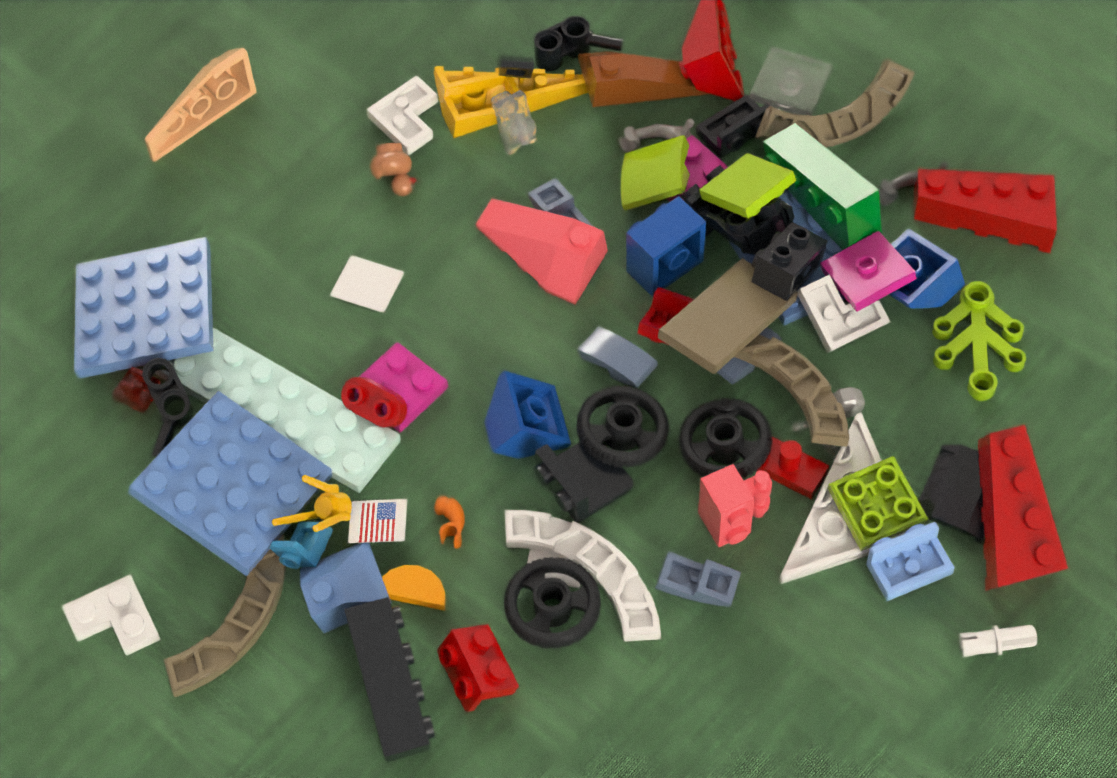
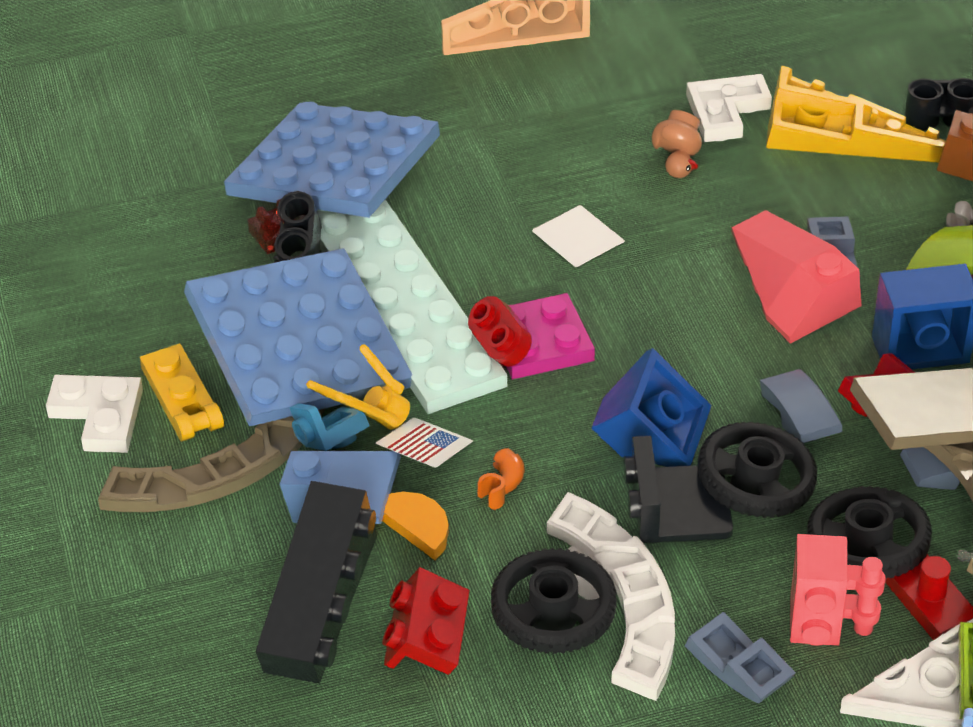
camera: 30 degrees right, 15 degrees down
(167, 569) = (181, 392): none -> yellow plate
(514, 120) = (836, 146): clear hips -> none
(515, 66) = (871, 96): black slope -> none

